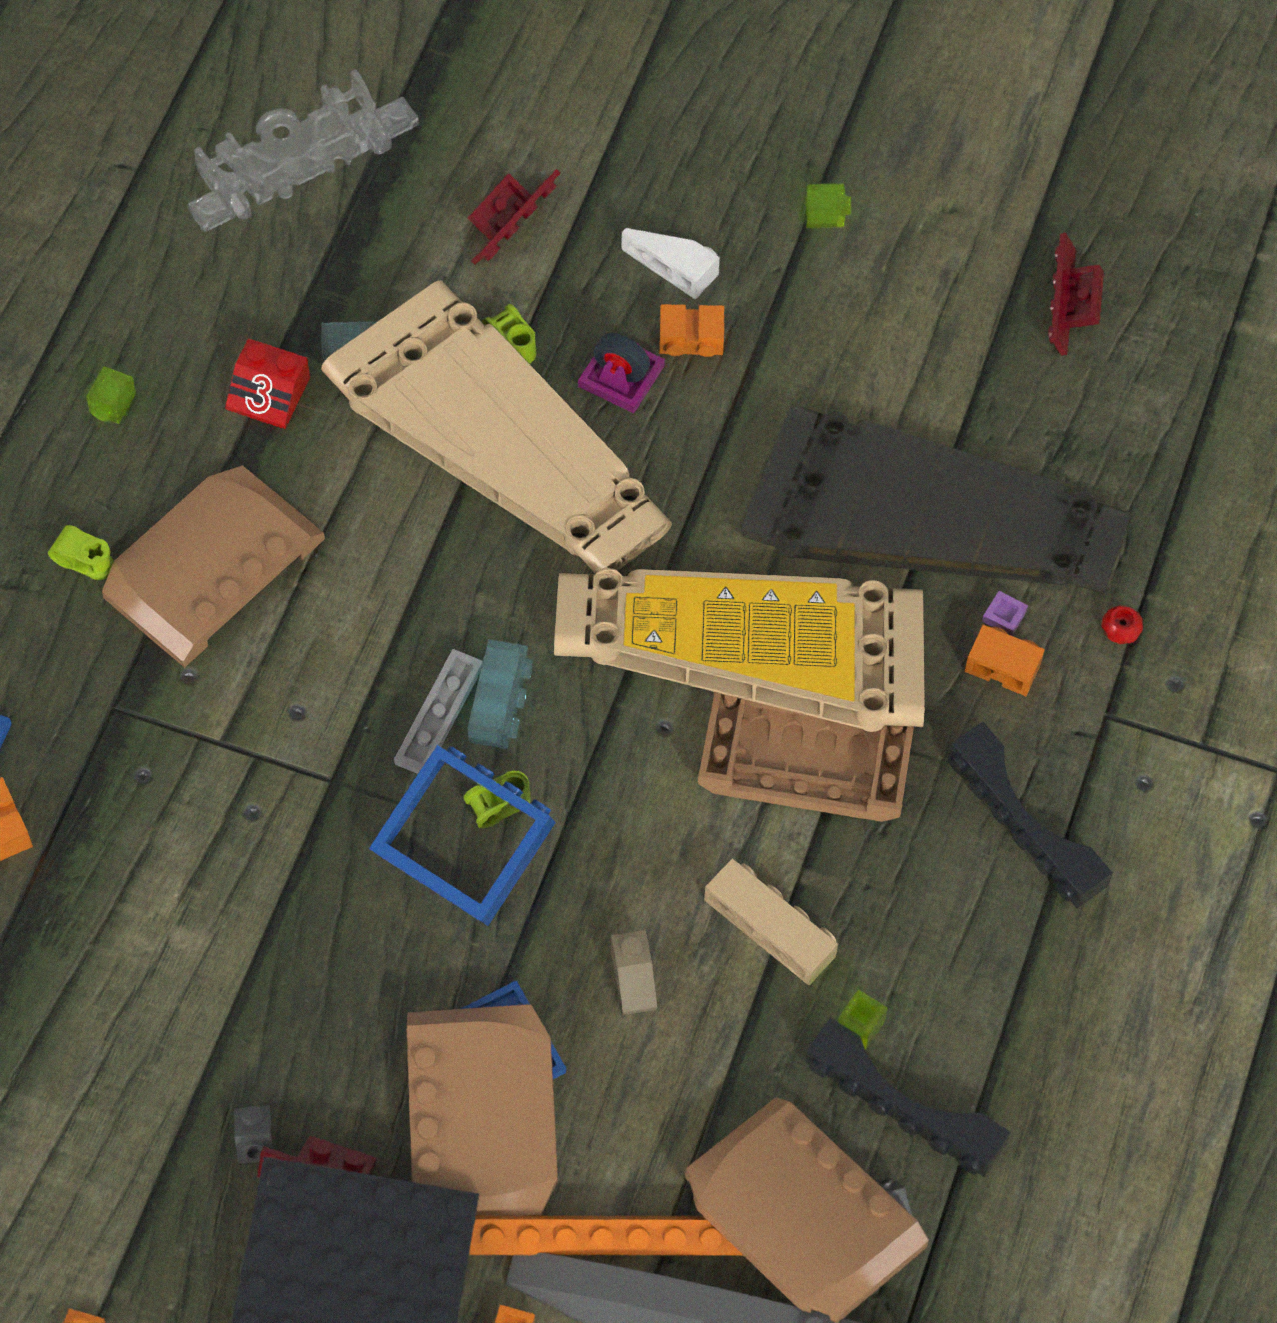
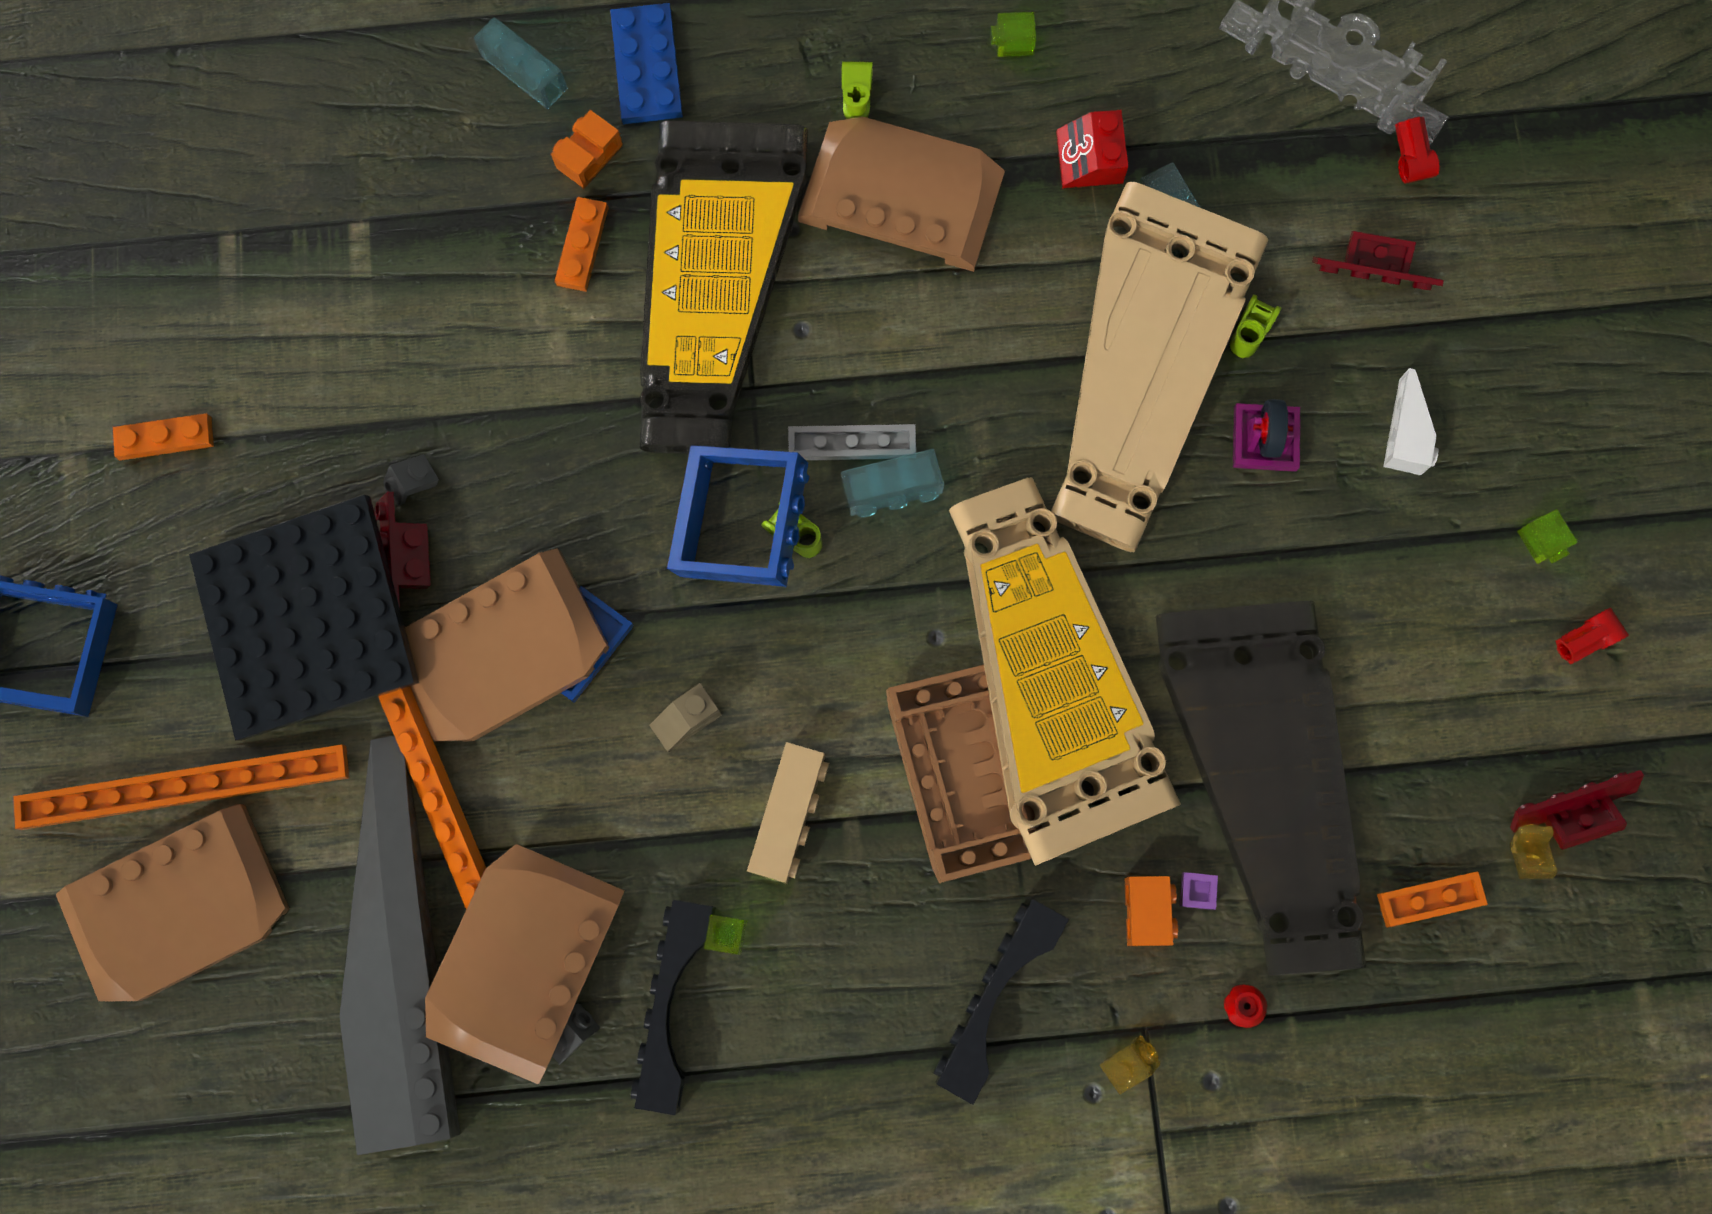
camera: 70 degrees right, 15 degrees up
(93, 870) = (581, 244): none -> orange plate
(194, 760) = (712, 270): none -> panel
(429, 137) = (1416, 158): none -> red piece
(691, 330) = (1343, 477): orange brick -> none
(928, 209) = (1596, 633): none -> red piece
(1091, 346) = (1533, 852): none -> clear yellow bracket
(1096, 439) = (1432, 899): none -> orange plate
(1133, 736) = (1131, 1065): none -> clear yellow bracket

